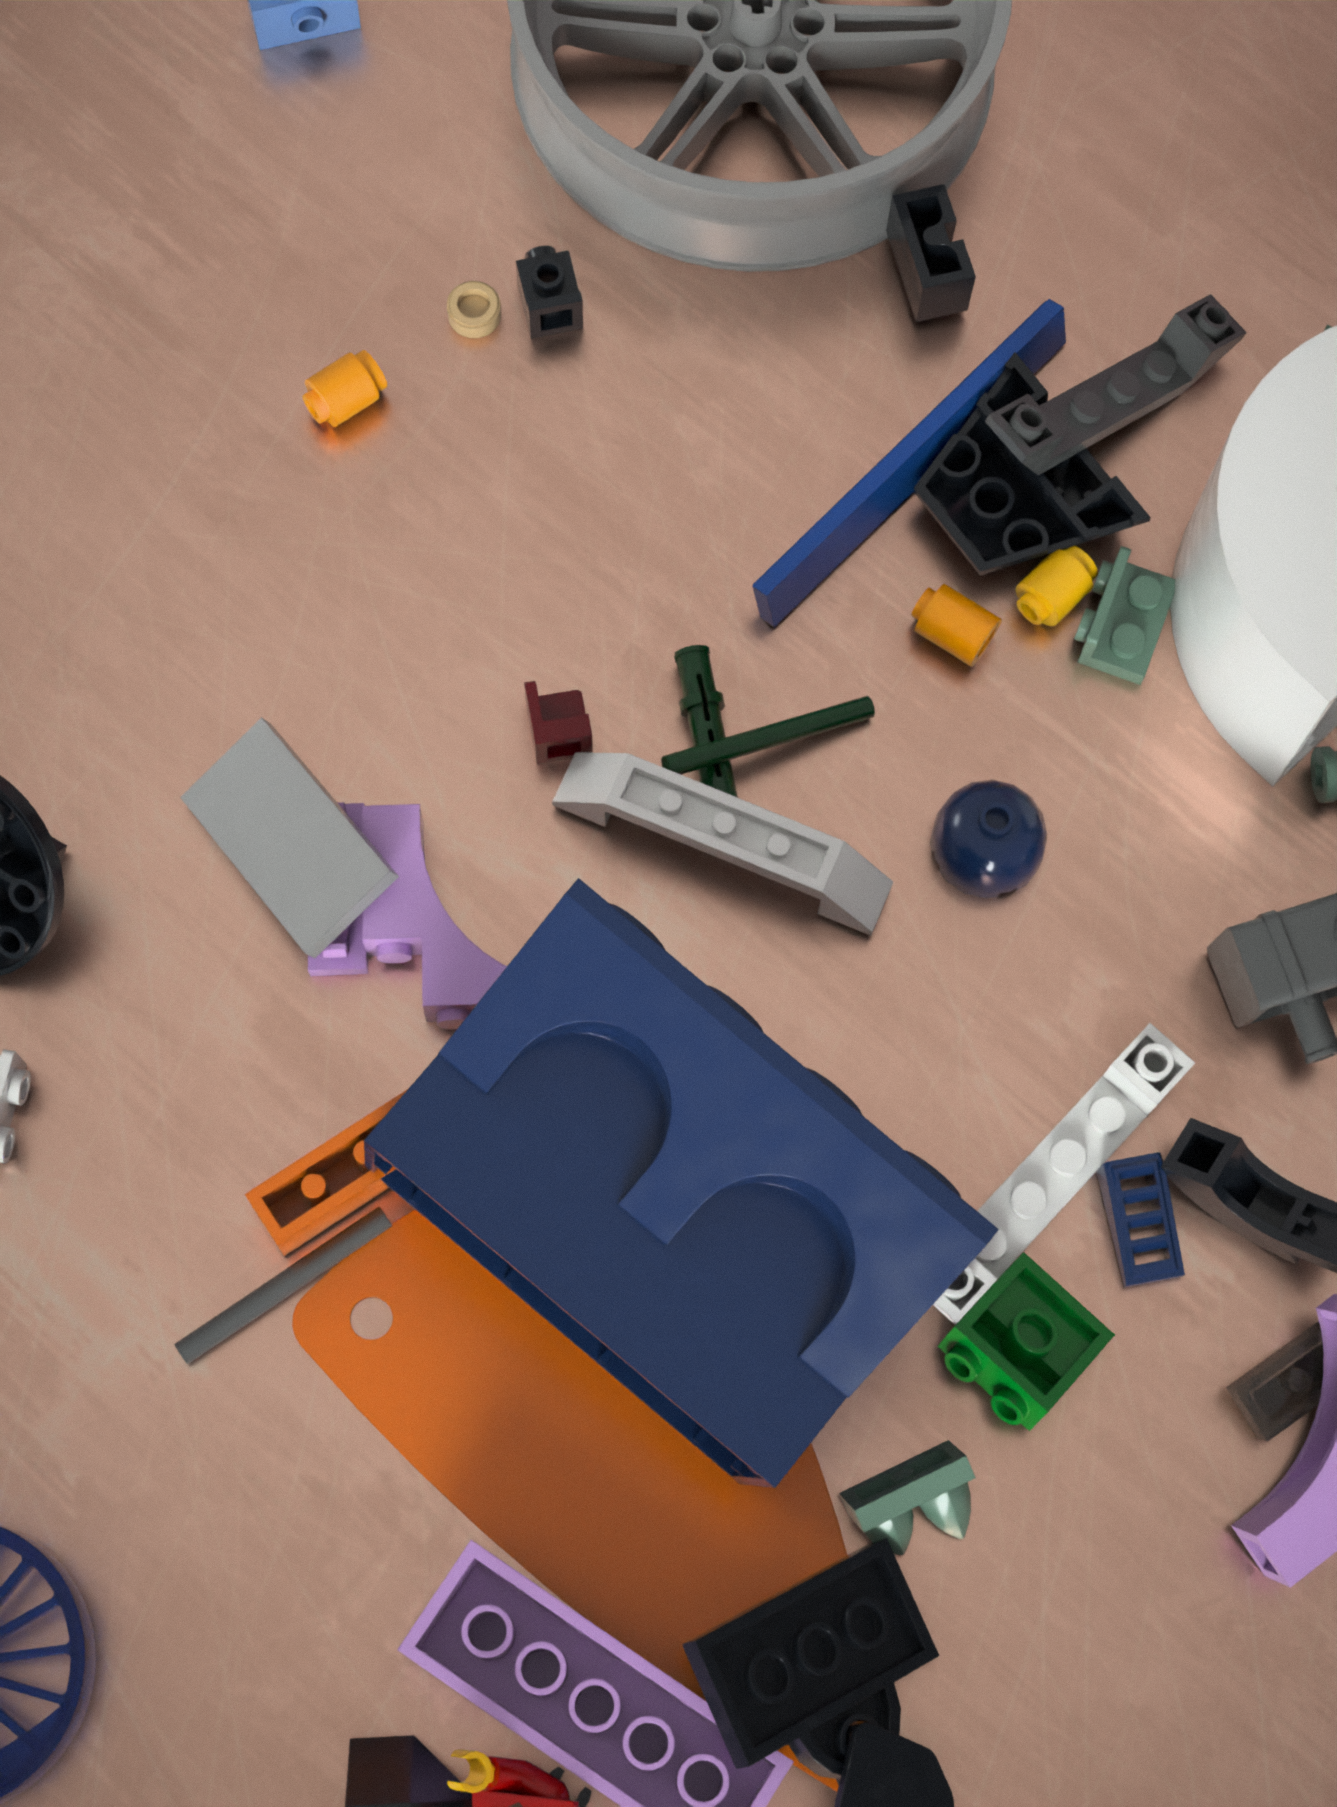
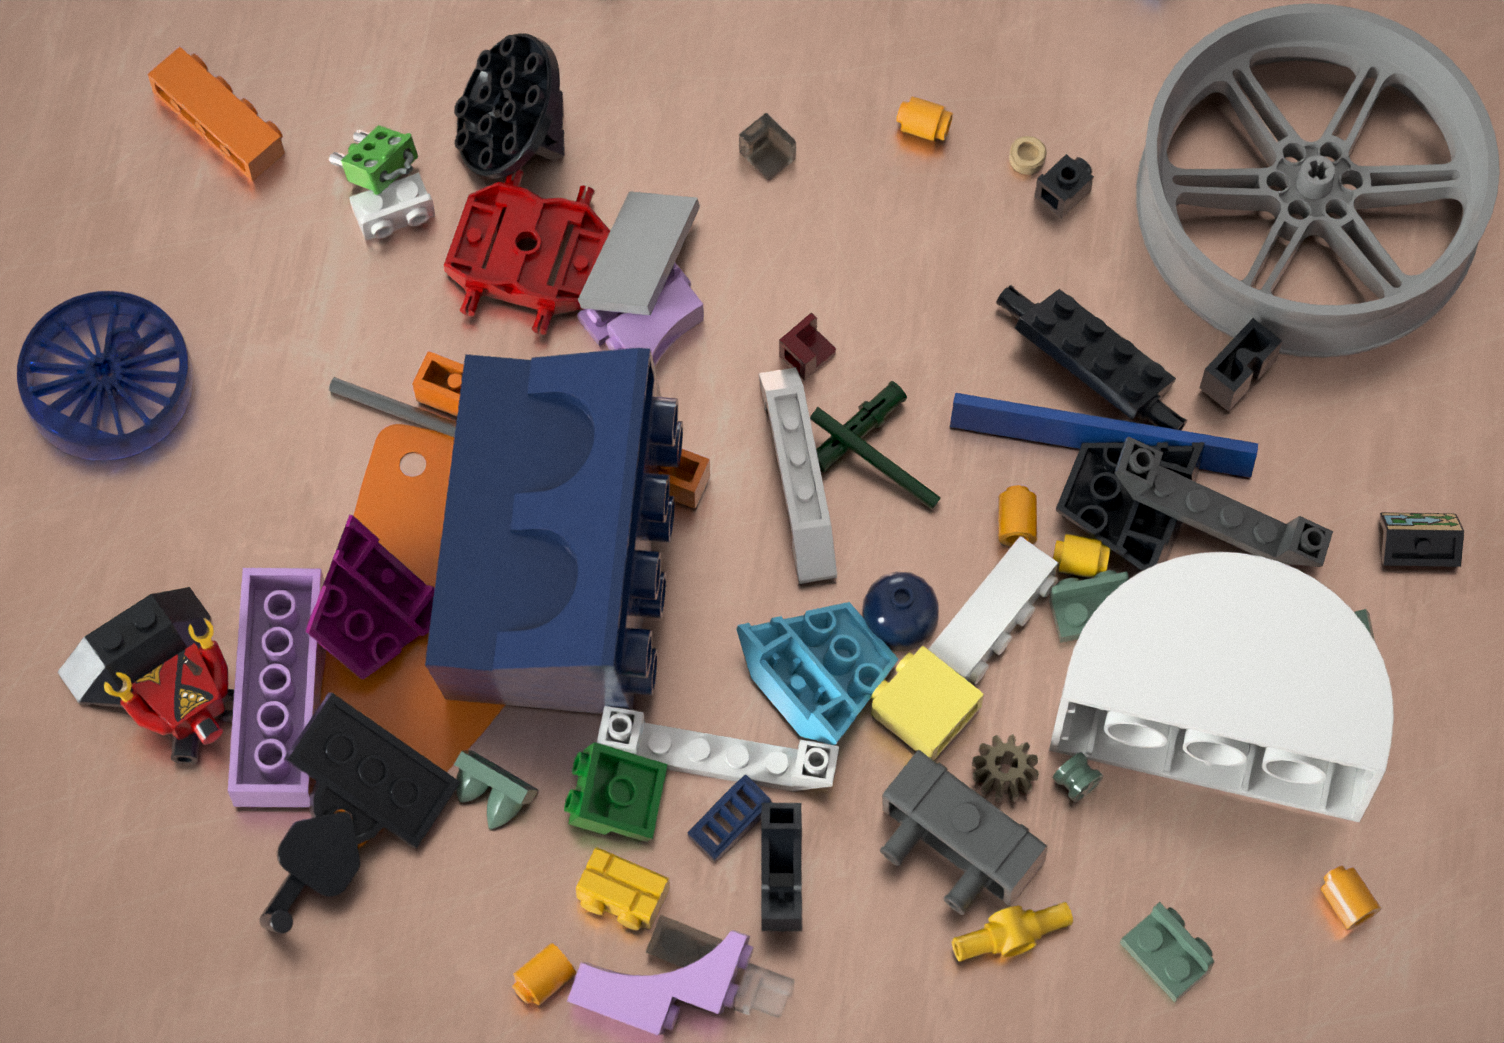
camera: 60 degrees right, 5 degrees down
(199, 1011) = (518, 274): none -> red piece
(244, 591) = (767, 146): none -> clear smoke panel
(566, 1504) = (368, 603): none -> magenta wedge
(799, 403) = (1095, 355): none -> black plate
(1016, 984) = (817, 667): none -> medium azure wedge
(1067, 734) = (995, 610): none -> white brick
(1142, 884) = (925, 702): none -> light yellow brick
(1163, 1417) = (622, 889): none -> yellow brick
(1222, 1595) = (543, 975): none -> light orange brick
(1267, 213) = (1421, 539): none -> black panel
(1299, 860) = (1019, 775): none -> dark tan gear

